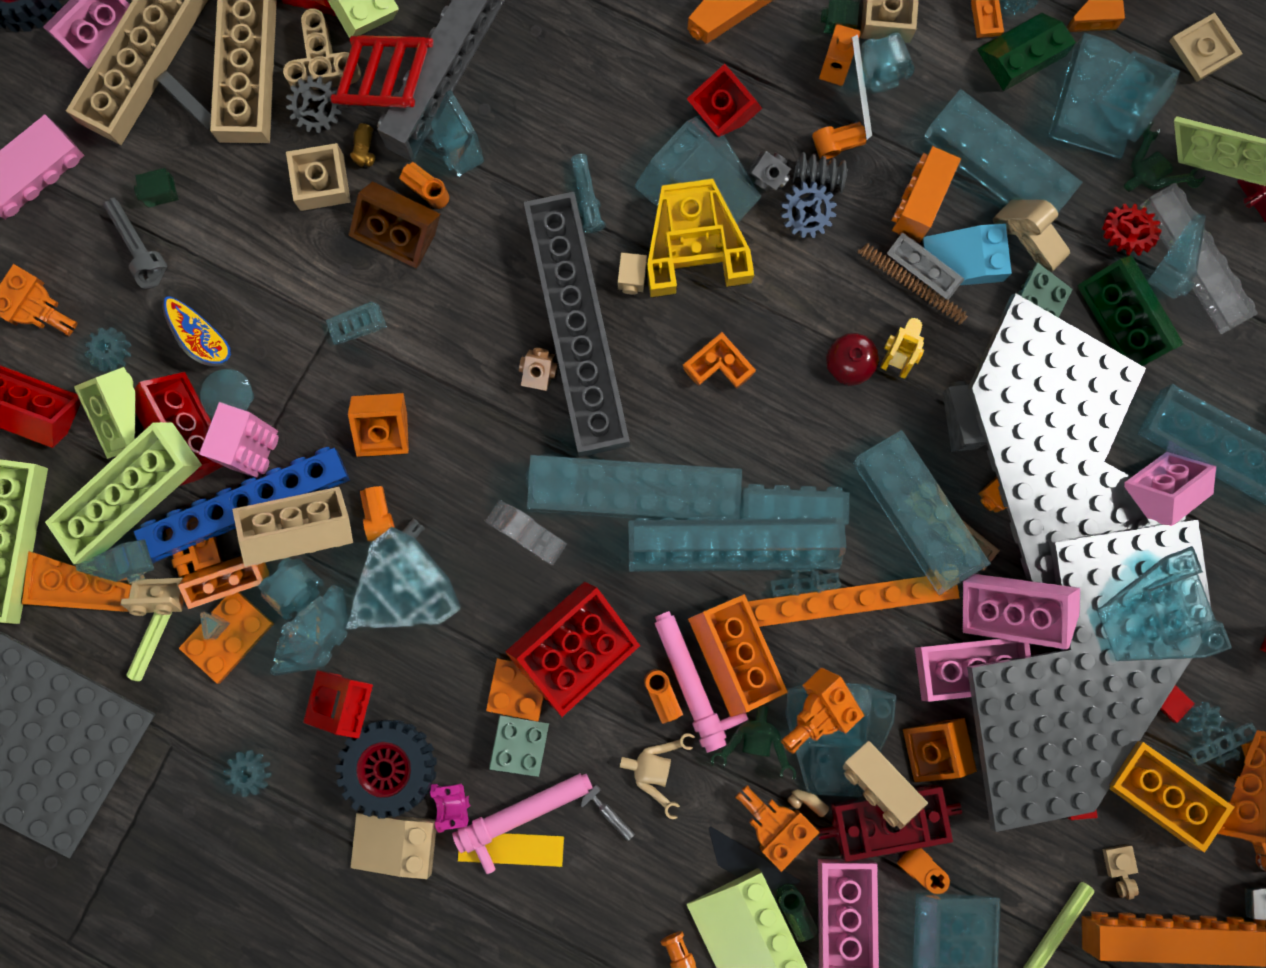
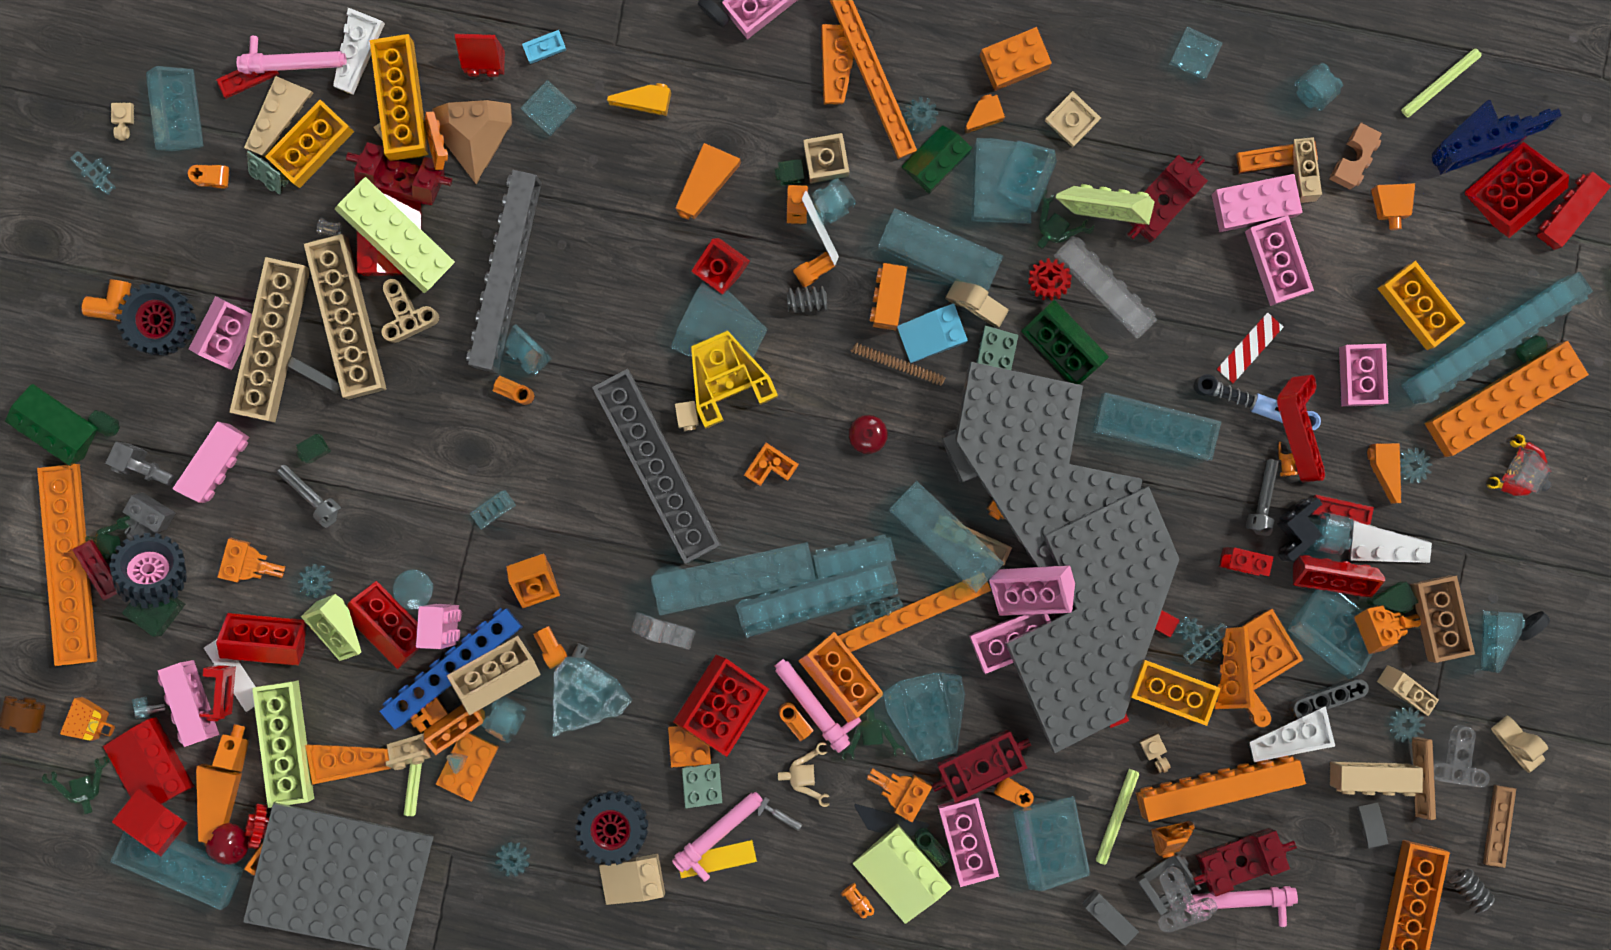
camera: 15 degrees left, 5 degrees up
(123, 492) = (363, 685): yellowish green brick -> none
(123, 562) = (377, 737): clear light blue slope -> none
(195, 334) = (377, 551): shield -> none
(308, 93) = (412, 360): dark grey gear -> none
(312, 634) = (531, 748): clear light blue wedge -> none
(318, 177) = (432, 408): tan brick -> none
(350, 707) = (574, 793): red panel -> none
(362, 142) = (456, 370): pearl gold arm -> none
(385, 98) = (467, 340): red bar -> none
(393, 224) = (499, 427): reddish brown slope -> none
(450, 806) = (665, 842): dark pink piece -> none
(538, 369) = (637, 508): medium nougat brick -> none
(589, 204) = (640, 371): clear light blue pin -> none
(762, 166) = (768, 309): flat silver brick -> none
(802, 218) = (808, 338): sand blue gear -> none
(811, 800) = (923, 766): tan arm -> none
(825, 710) = (912, 702): orange brick -> none
(884, 785) = (967, 743): tan brick -> none
(904, 348) = (903, 416): yellow hinge -> none
(925, 266) = (903, 350): light grey plate -> none
(940, 750) = (1004, 704): orange slope -> none
(1164, 614) = (1137, 565): clear light blue wedge -> none
(1171, 487) = (1123, 468): bright pink slope -> none
(1181, 263) = (1090, 297): clear light blue slope -> none

